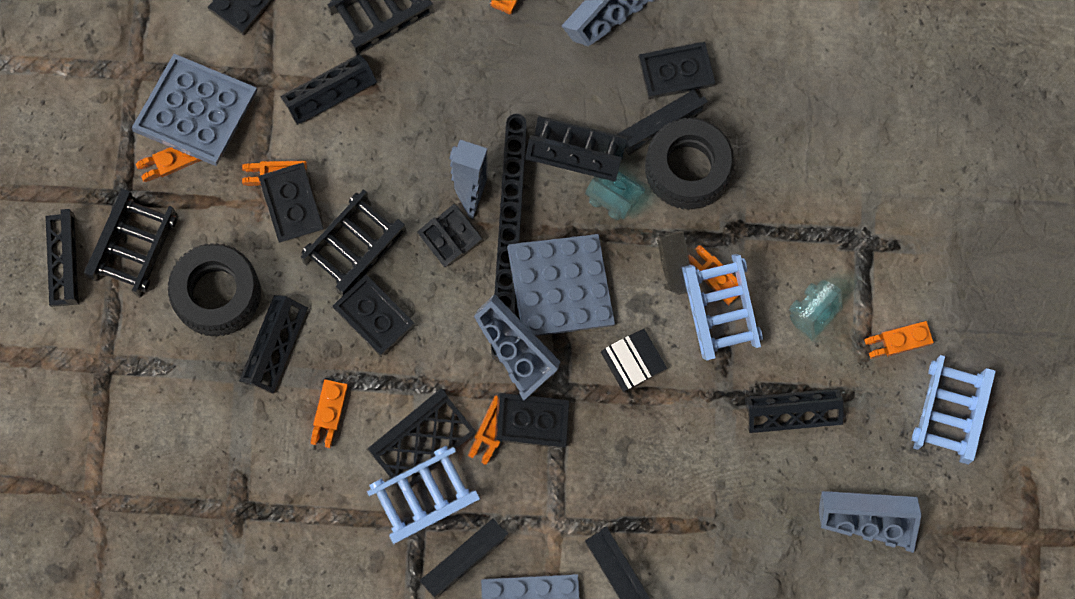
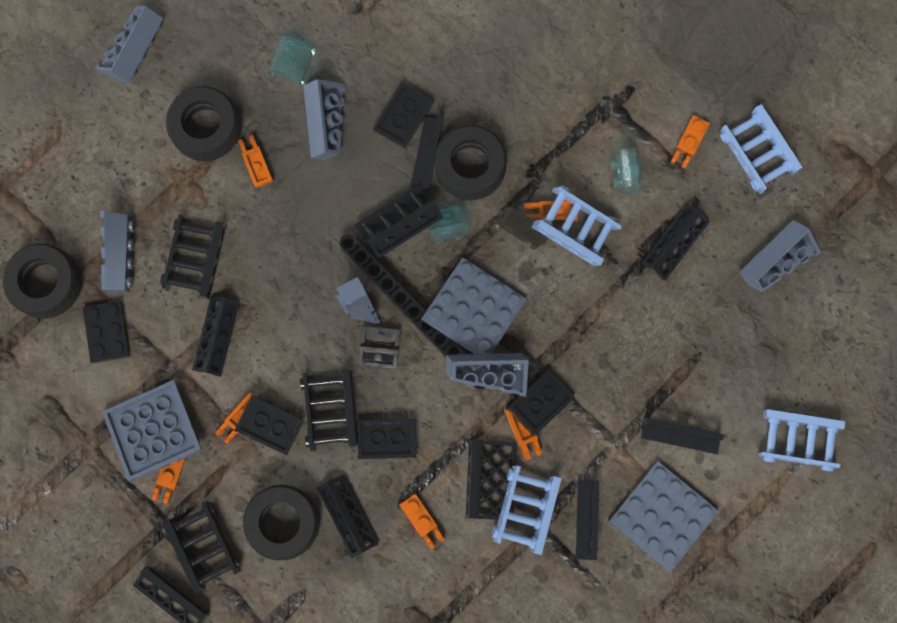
camera: 40 degrees left, 5 degrees up
(633, 360) = (559, 308): slope -> none

